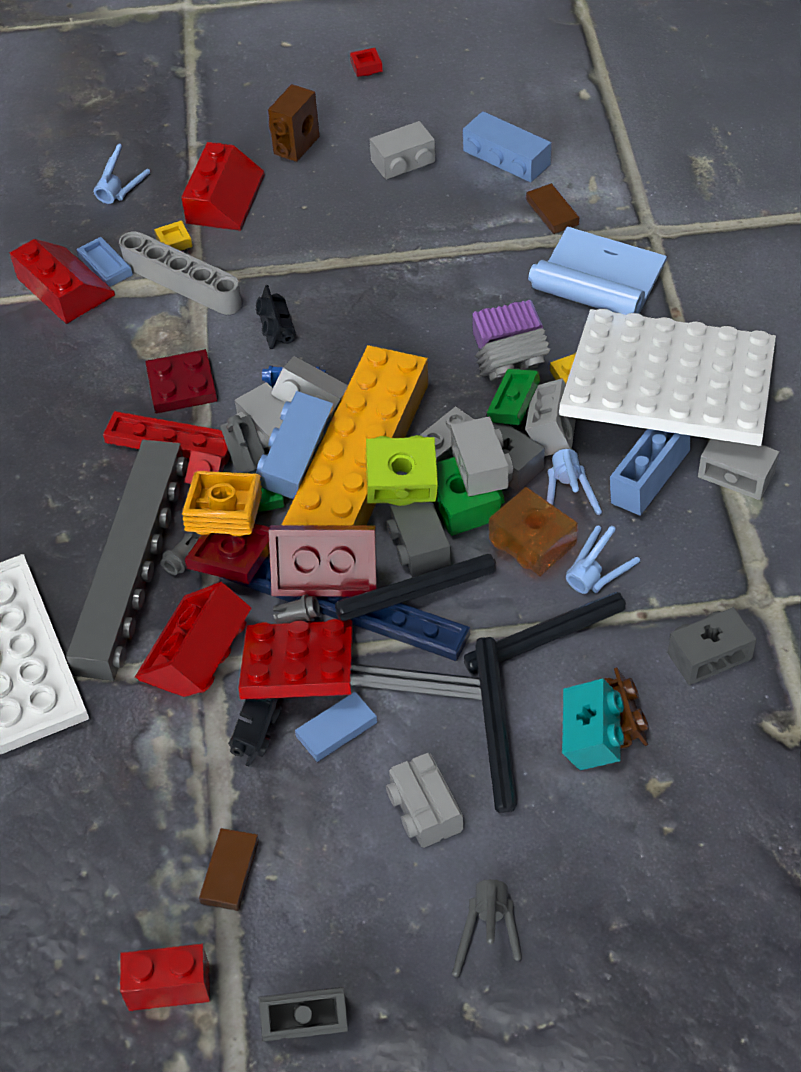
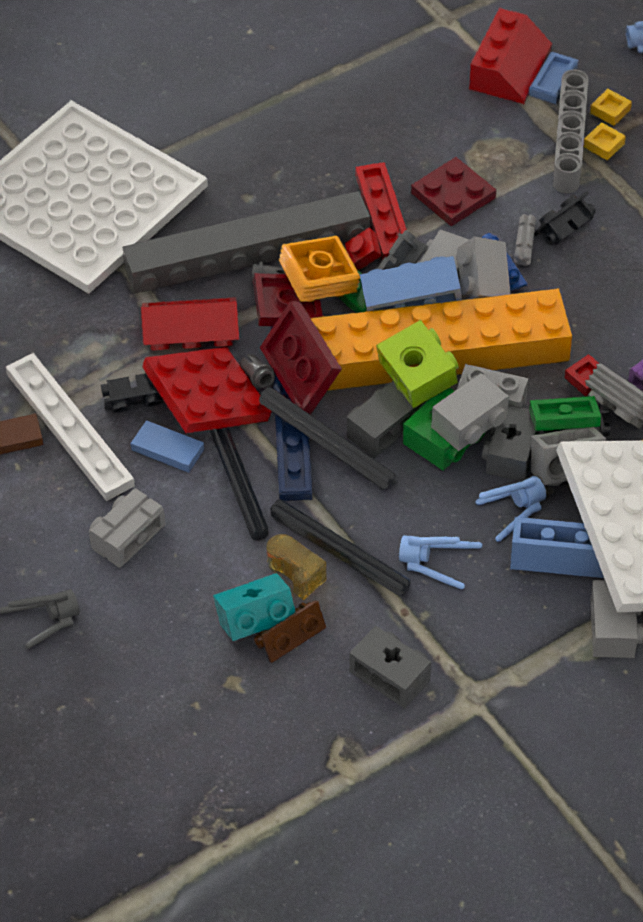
camera: 60 degrees right, 0 degrees up
(210, 253) = (604, 141): none -> yellow plate
(256, 803) = (70, 427): none -> white plate
(271, 351) = (524, 240): none -> light grey axle
(461, 374) = (580, 372): none -> red plate
(495, 725) = (221, 543): black axle -> none
(532, 531) = (431, 492): clear orange brick -> none
(549, 672) = (297, 563): none -> clear yellow leg

